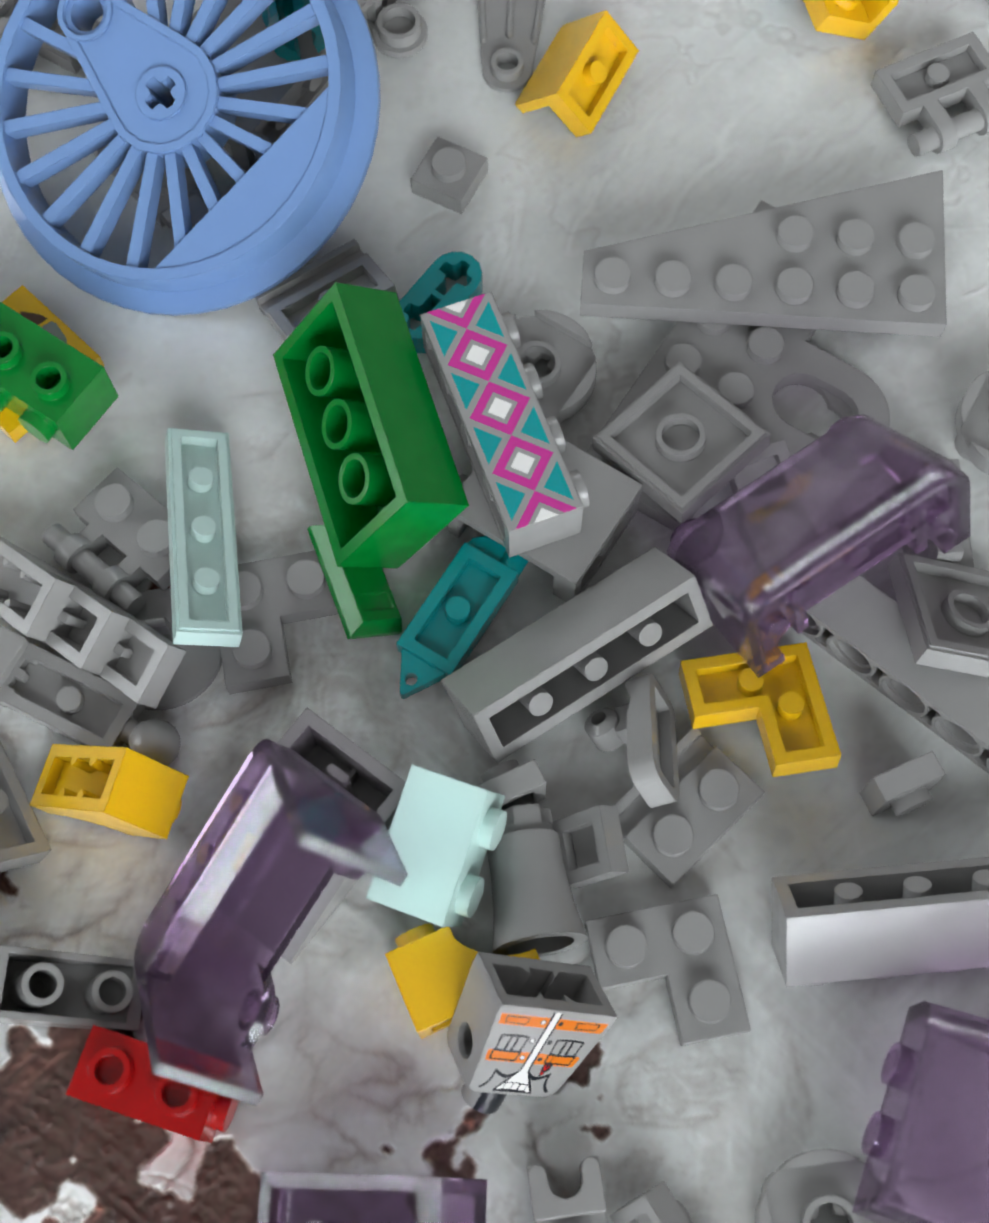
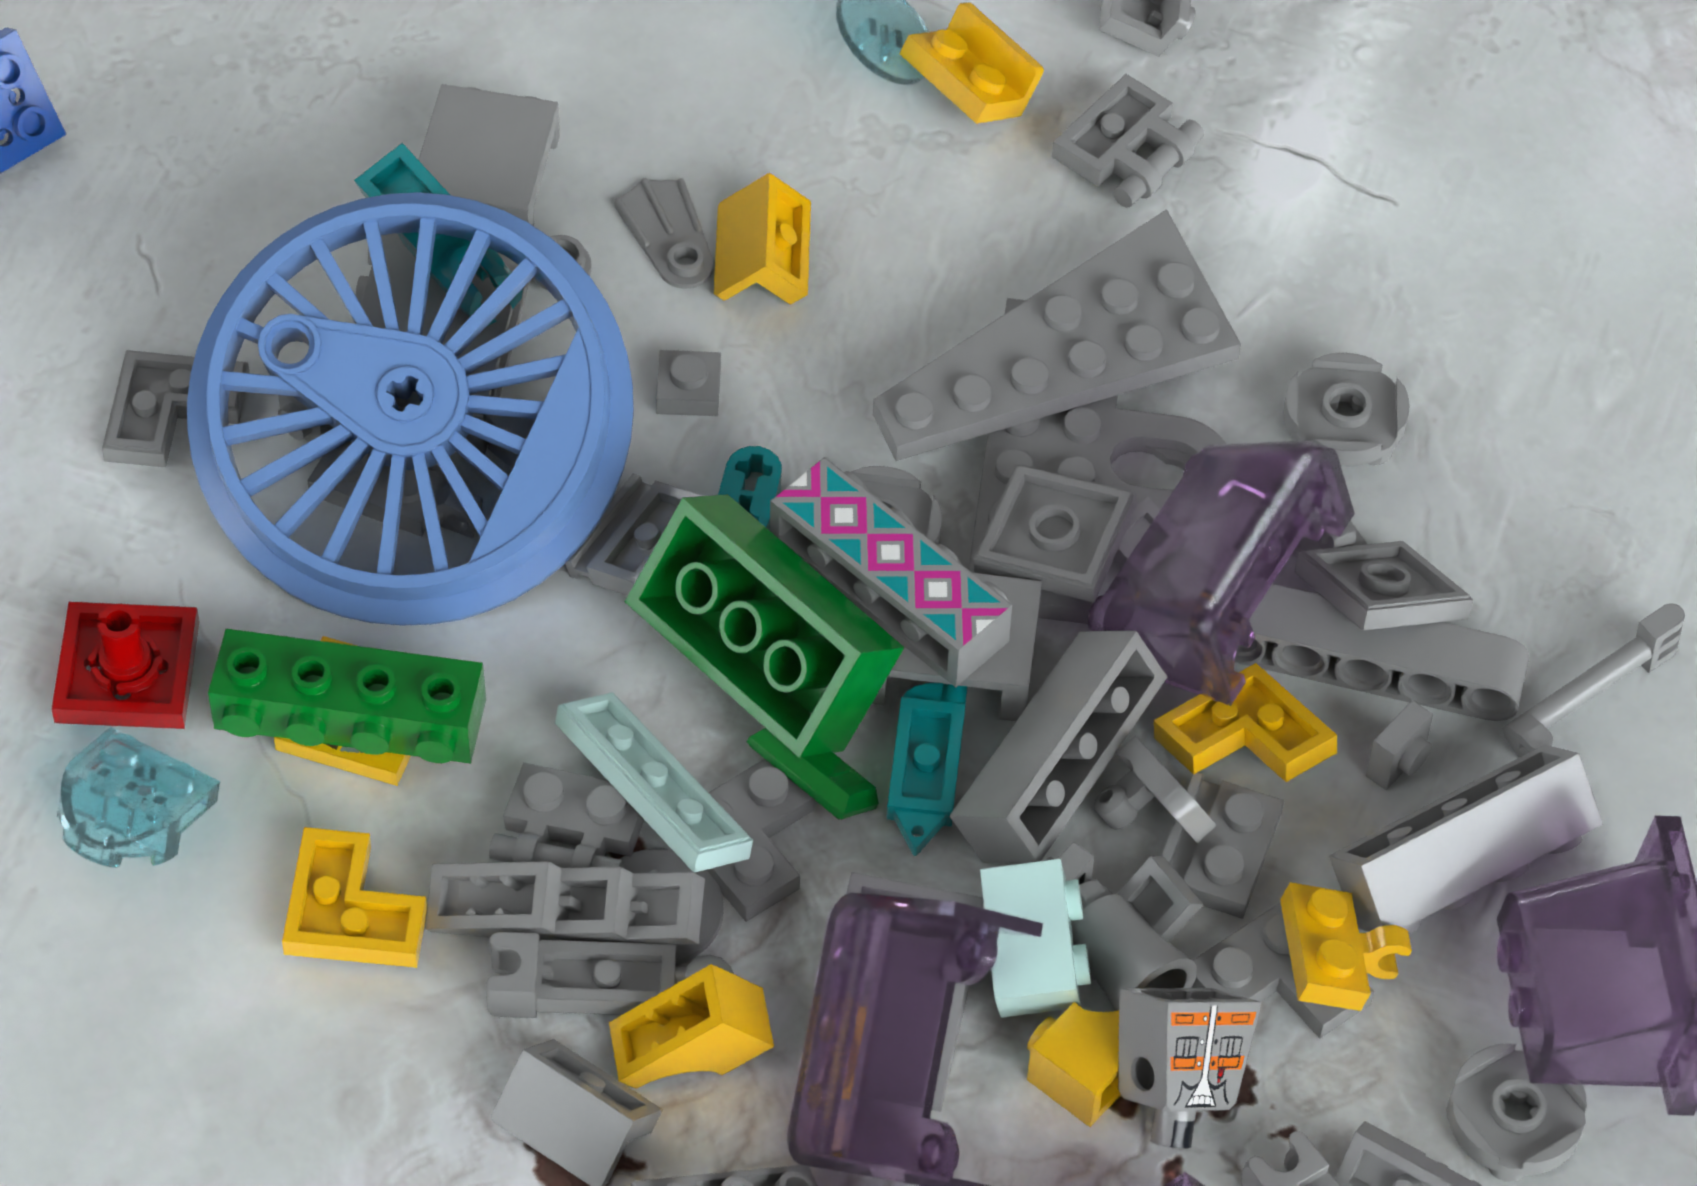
camera: 30 degrees left, 15 degrees down
(724, 978) = (1330, 953): none -> yellow plate

